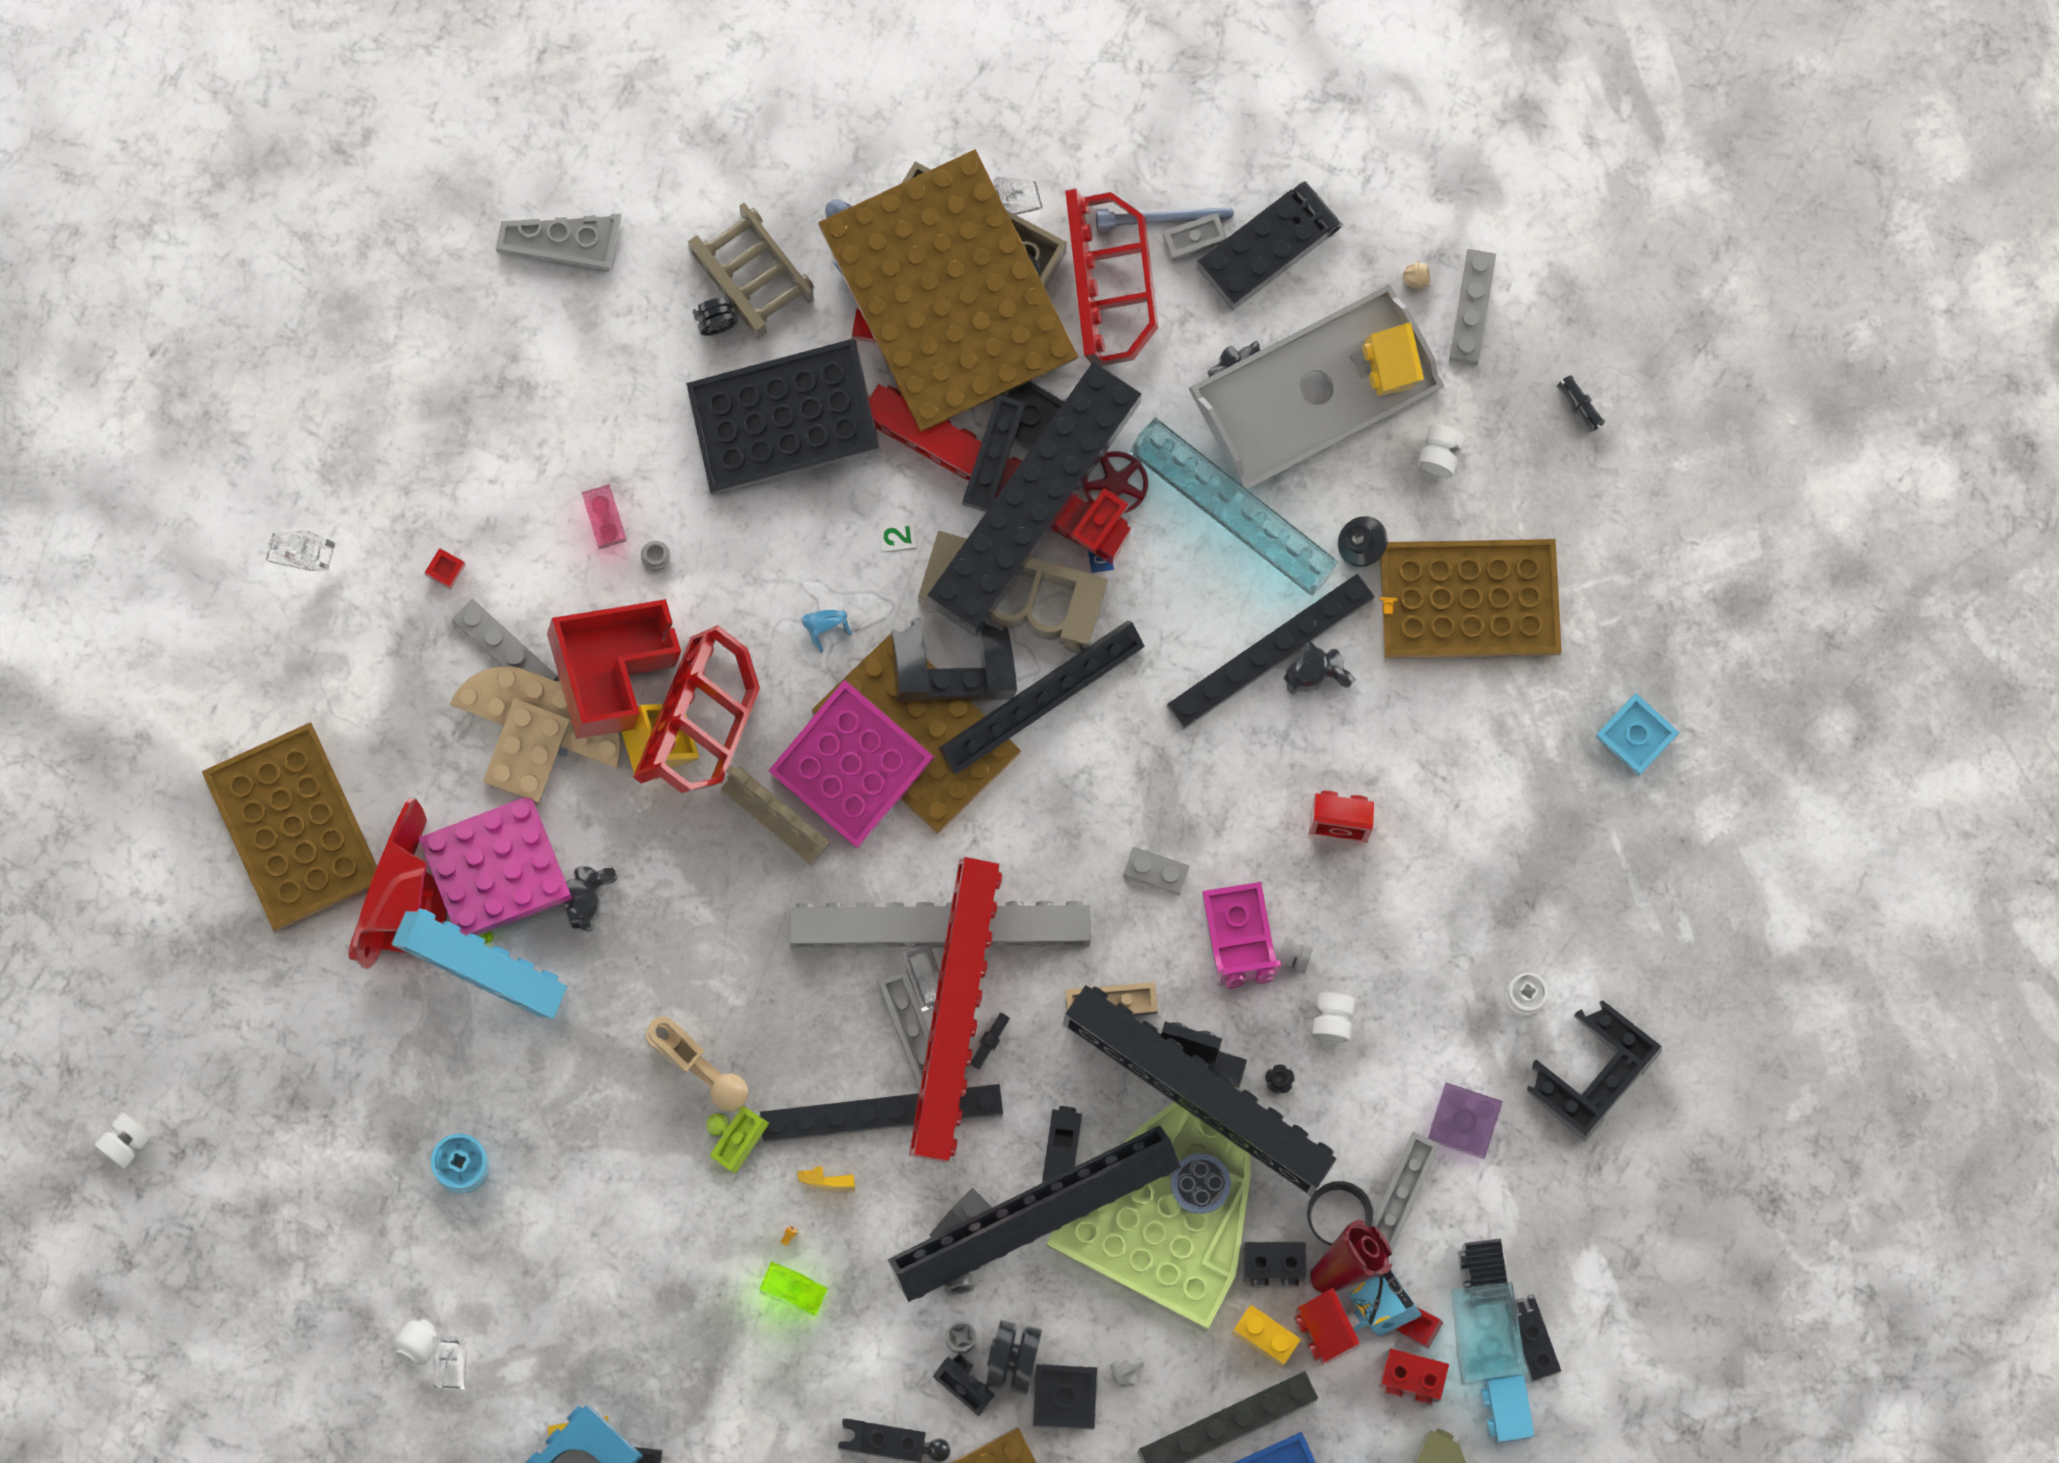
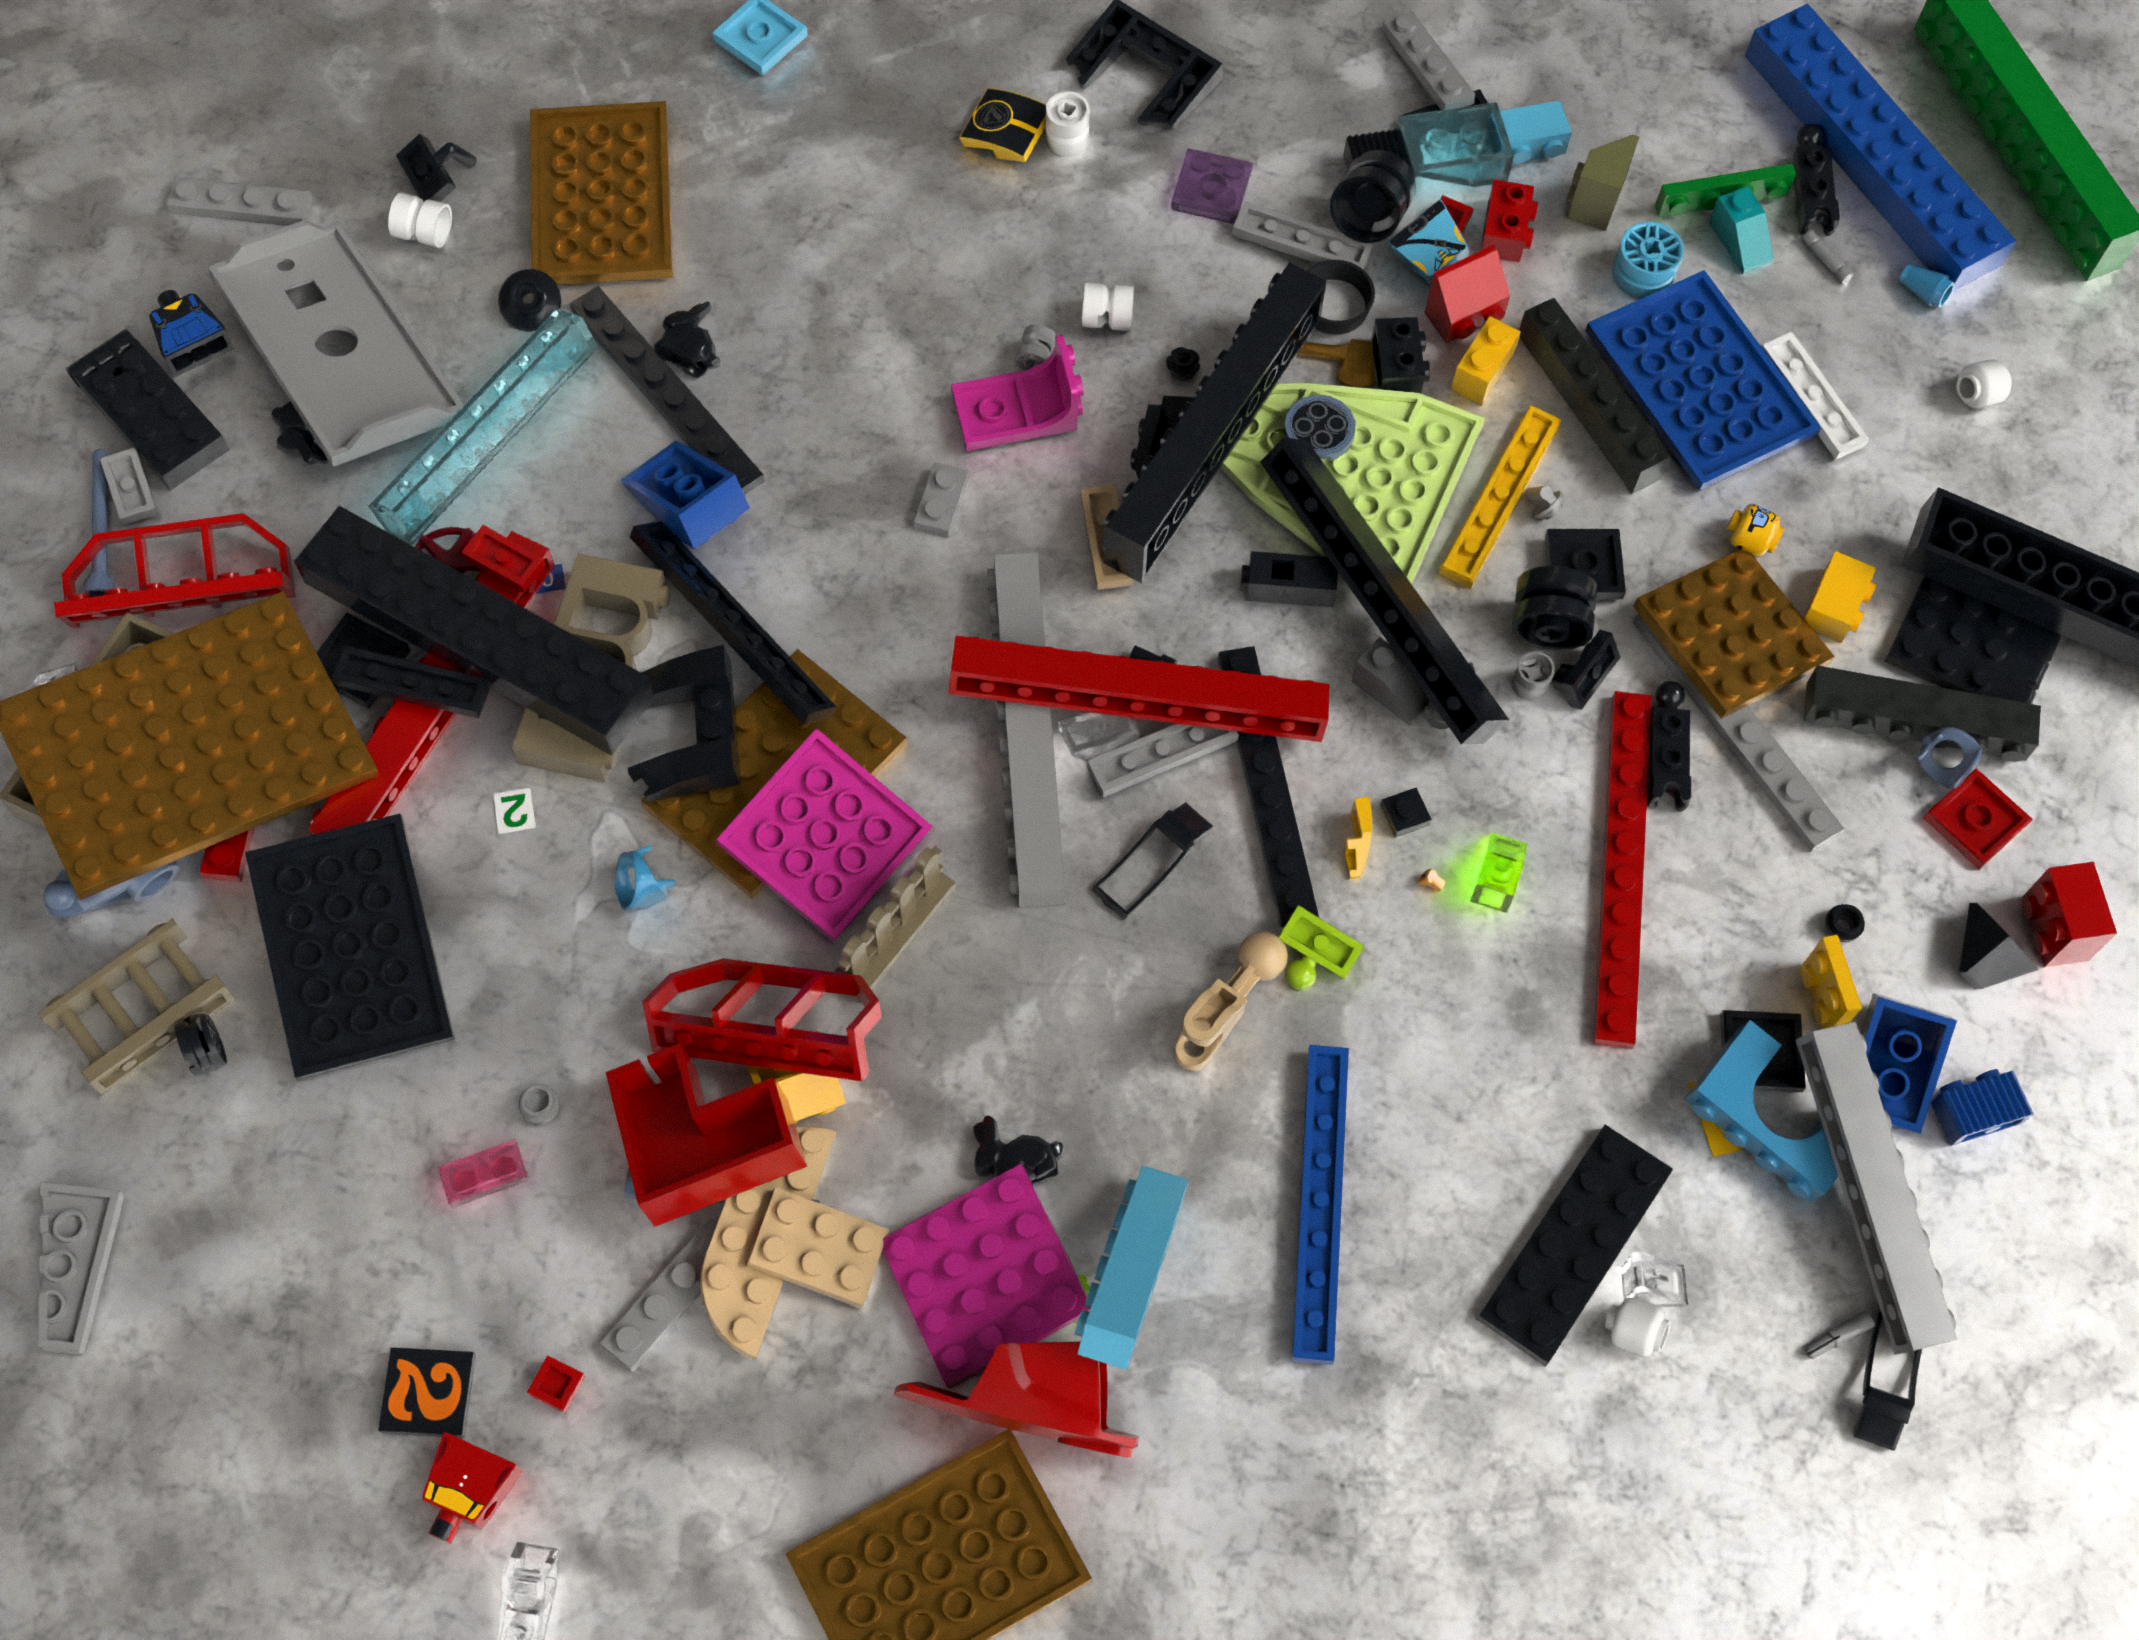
camera: 90 degrees left, 10 degrees down
(379, 508) = (466, 1486): none -> red torso
(446, 1156) = (1402, 1270): medium azure wheel -> none
(448, 482) = (427, 1392): none -> black tile
(487, 1308) = (1574, 1245): none -> black plate
(533, 1119) = (1320, 1205): none -> blue plate
(791, 1390) = (1623, 871): none -> red plate
(842, 1039) = (1183, 828): none -> black piece
(849, 1221) = (1405, 812): none -> black plate
(1138, 1336) = (1499, 497): none -> yellow tile
(1168, 664) = (687, 493): none -> blue slope
(1270, 1228) = (1356, 361): none -> pearl gold piece
(1339, 271) = (187, 332): none -> torso
(1342, 816) = (868, 303): red slope -> none
(1352, 1259) = (1394, 269): dark red cone -> none
(1387, 604) = (610, 265): light orange piece -> none
(1393, 360) = (306, 248): yellow slope -> none
(1417, 275) = (197, 252): tan plate -> none
(1428, 1251) = (1373, 196): none -> black wheel
(1495, 456) = (427, 169): none -> black plate
(1533, 943) = (1005, 124): none -> black slope
(1580, 403) = (366, 92): black pin -> none
(1590, 1325) = (1428, 62): none -> light grey plate

